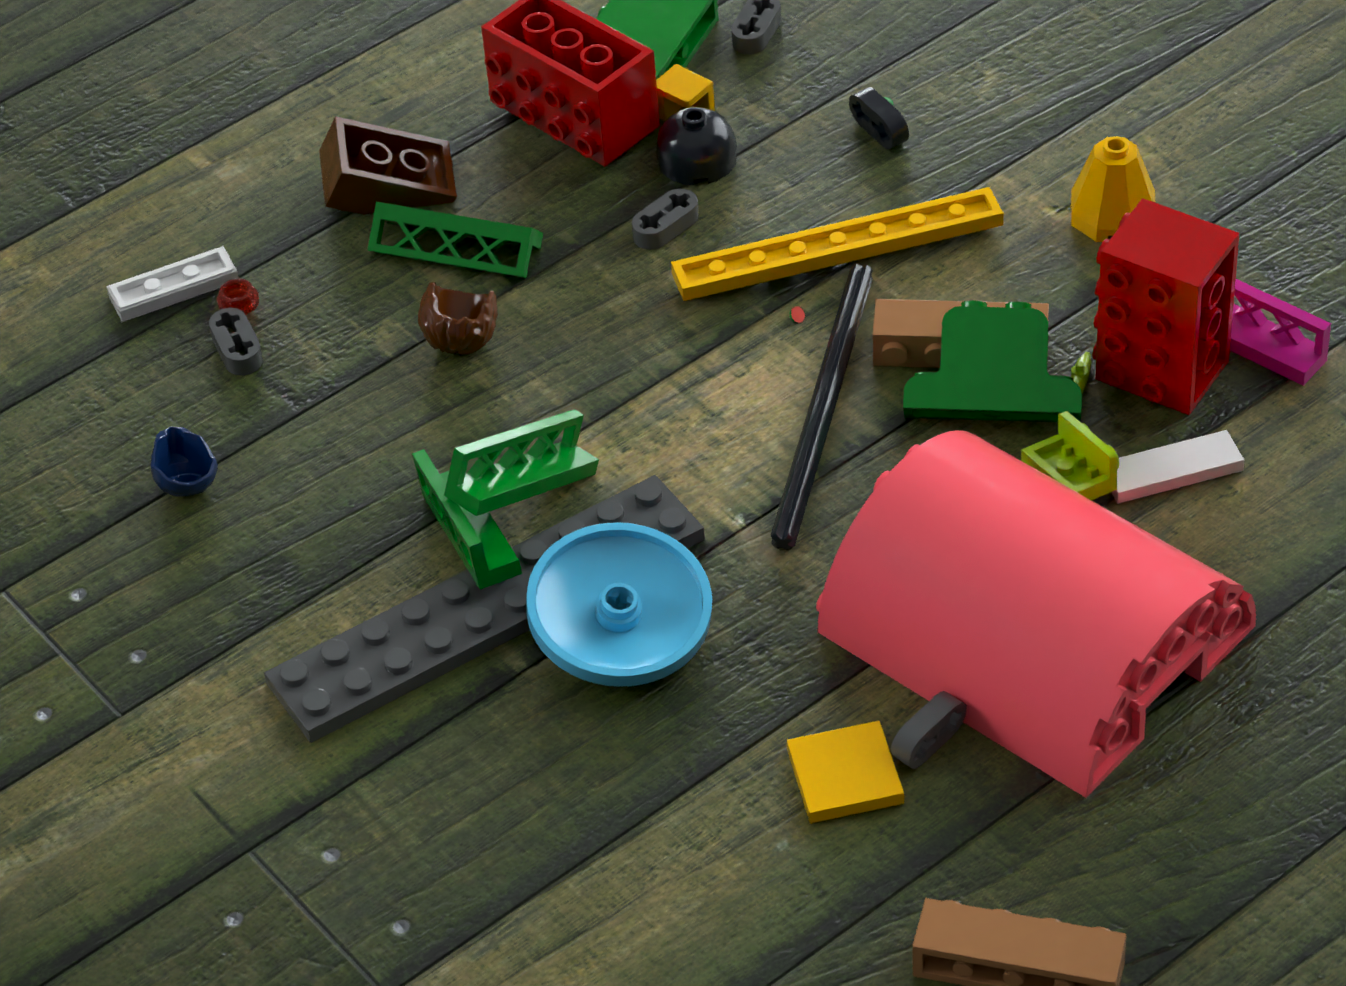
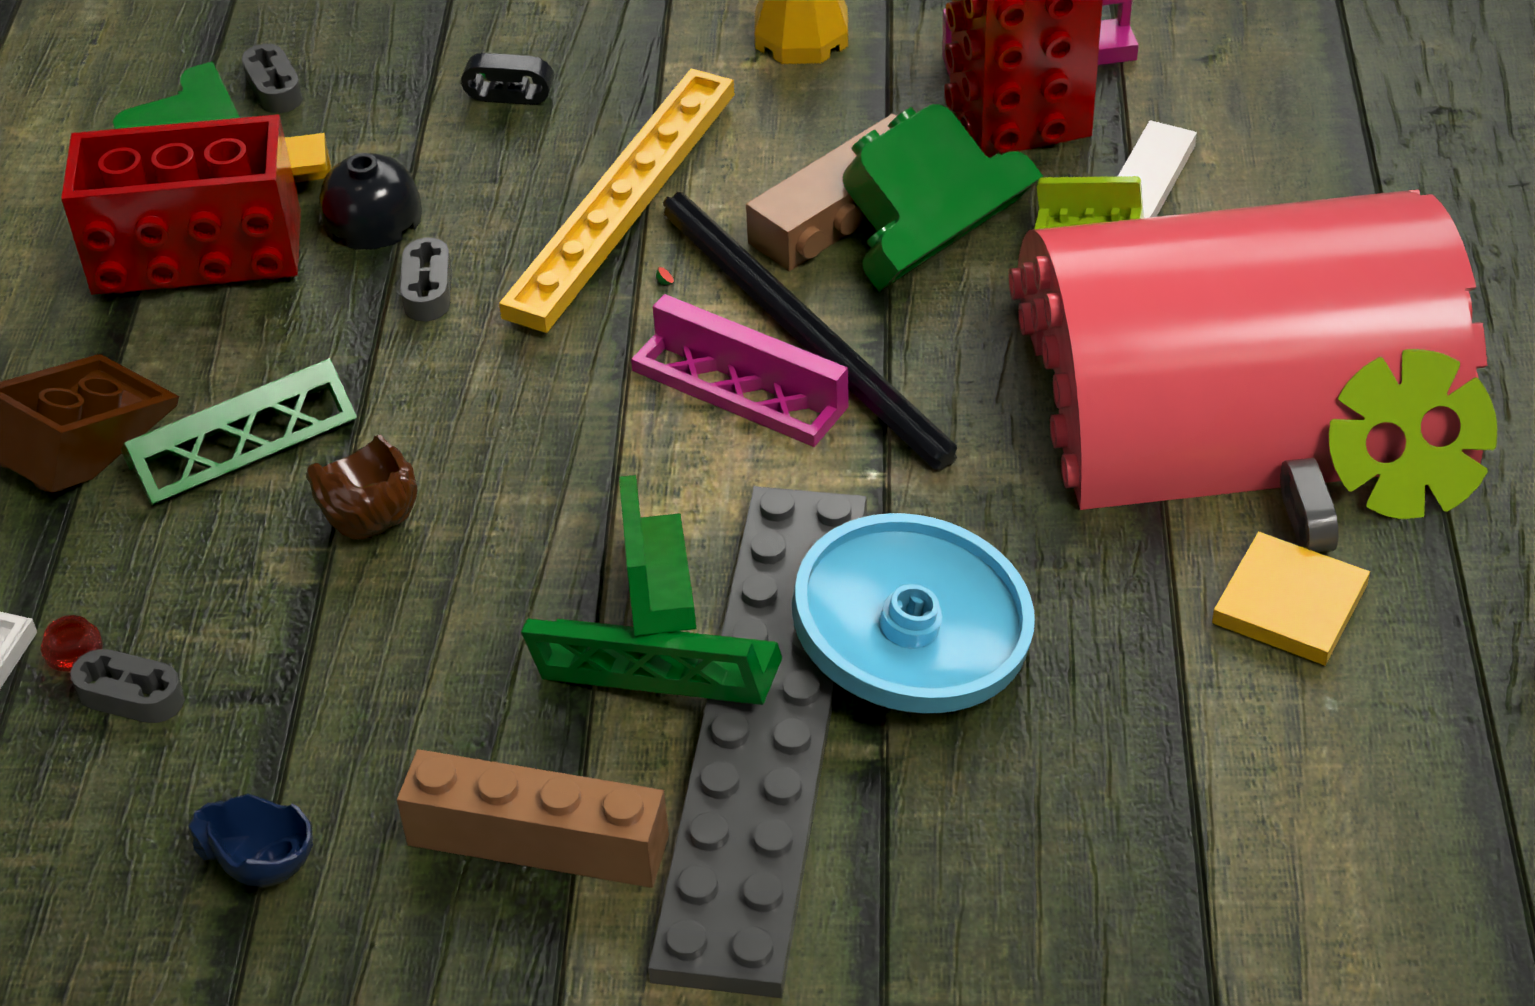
camera: 50 degrees left, 0 degrees up
(308, 556) = (534, 817): none -> medium nougat brick
(757, 398) = (751, 362): none -> dark pink fence
(1054, 706) = (1380, 399): none -> lime piece

